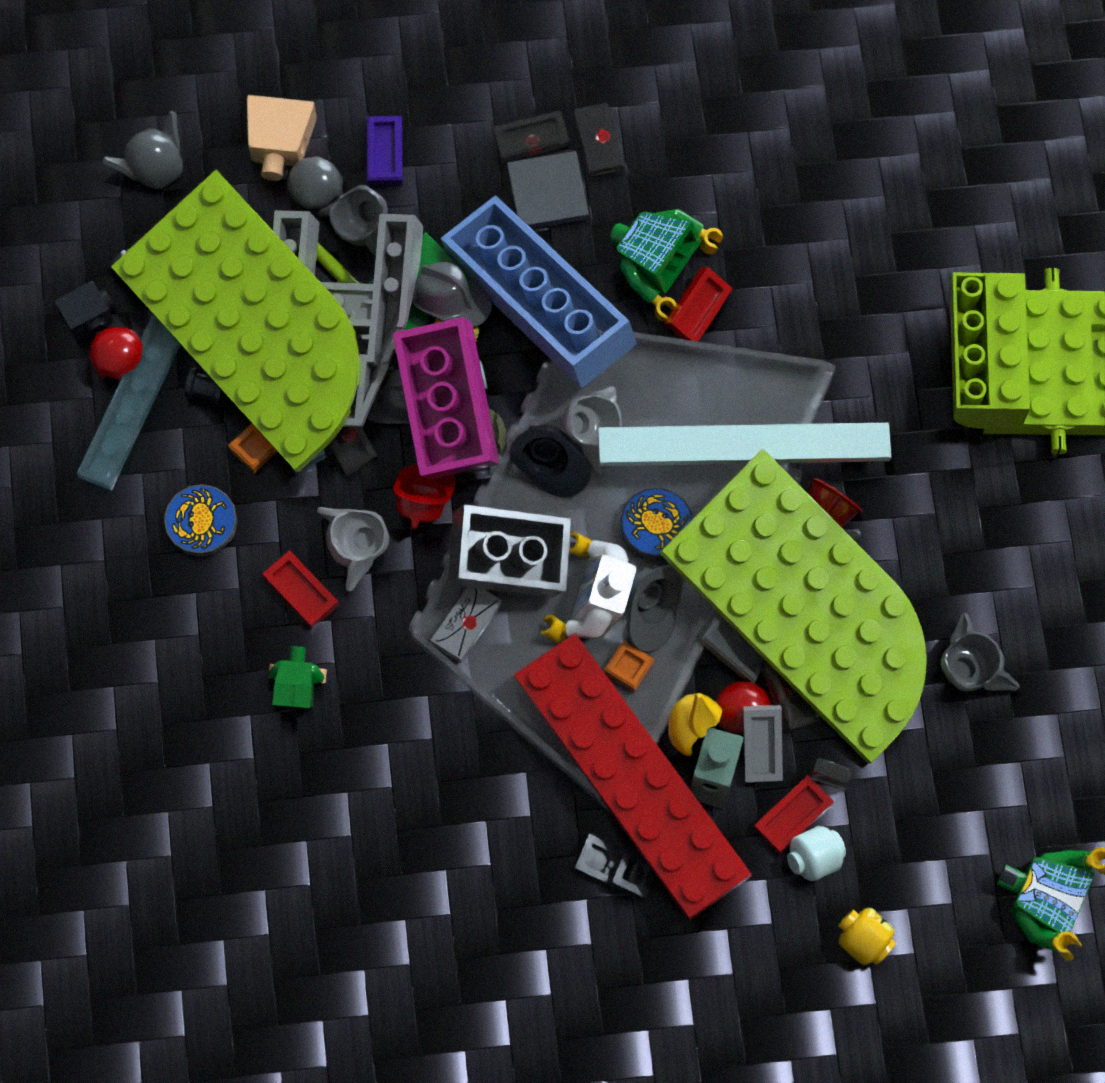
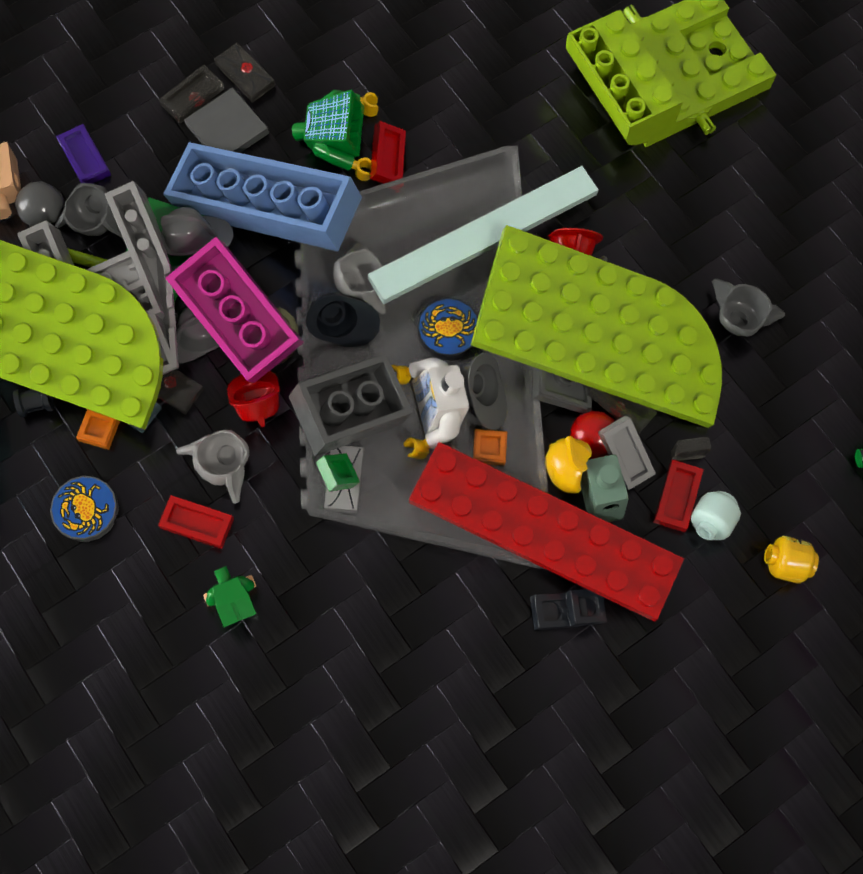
camera: 30 degrees left, 0 degrees up
(461, 612) = (337, 472): none -> green plate

